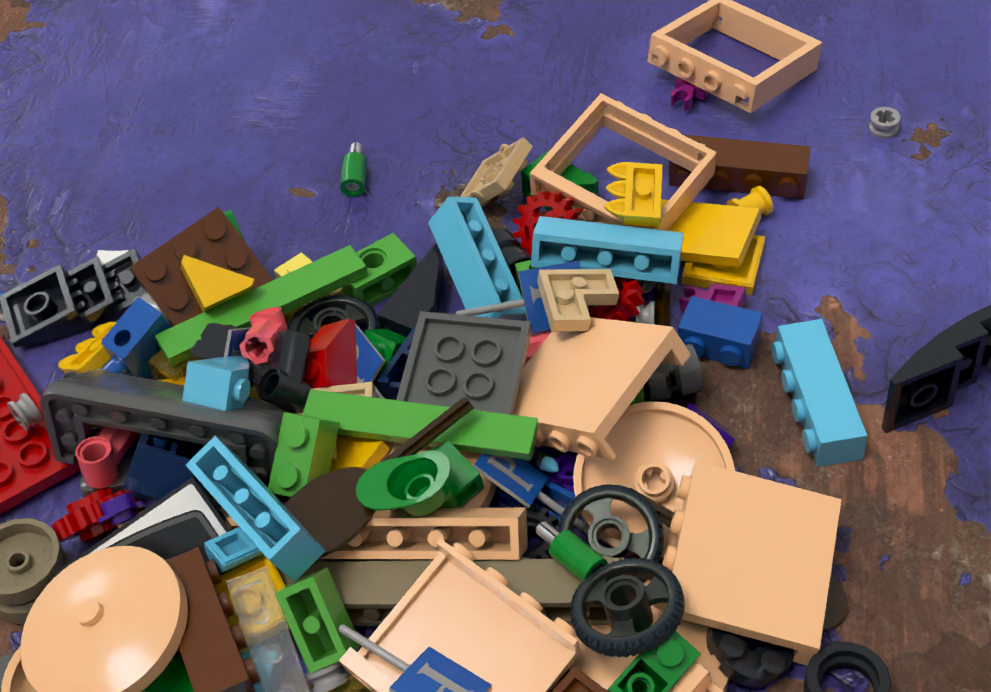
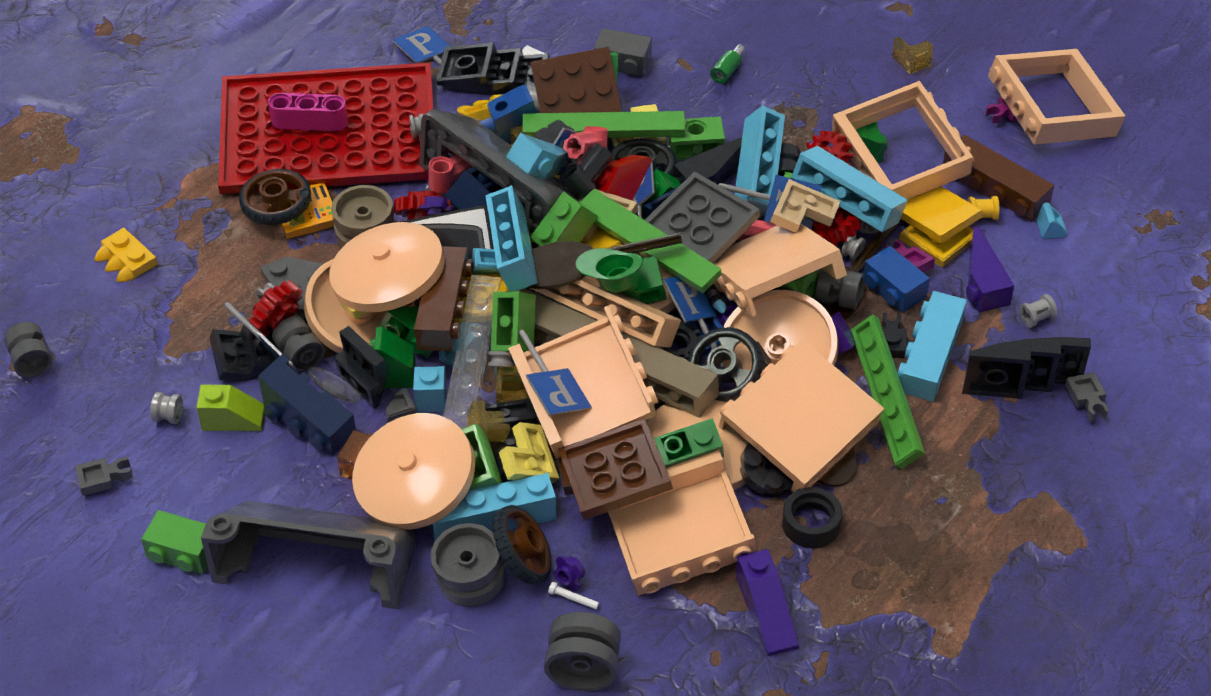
camera: 25 degrees right, 0 degrees up
(212, 283) = (576, 96): yellow slope -> none
(228, 195) = (632, 49): none -> dark grey brick
(497, 171) = (815, 110): tan plate -> none
(550, 77) = (912, 57): none -> clear yellow panel
(571, 551) = (687, 356): green piece -> none
(628, 606) = (696, 398): pearl dark grey wheel -> none
(637, 193) = (894, 160): yellow plate -> none
(763, 408) = (895, 336): none -> black plate
(807, 469) = (888, 392): none -> bright green tile
(811, 281) = (988, 281): none -> dark purple slope
(827, 191) = (1050, 222): none -> medium azure slope
(891, 122) = (1132, 188): light grey bush -> none
(896, 295) = (1038, 310): none -> light grey bush

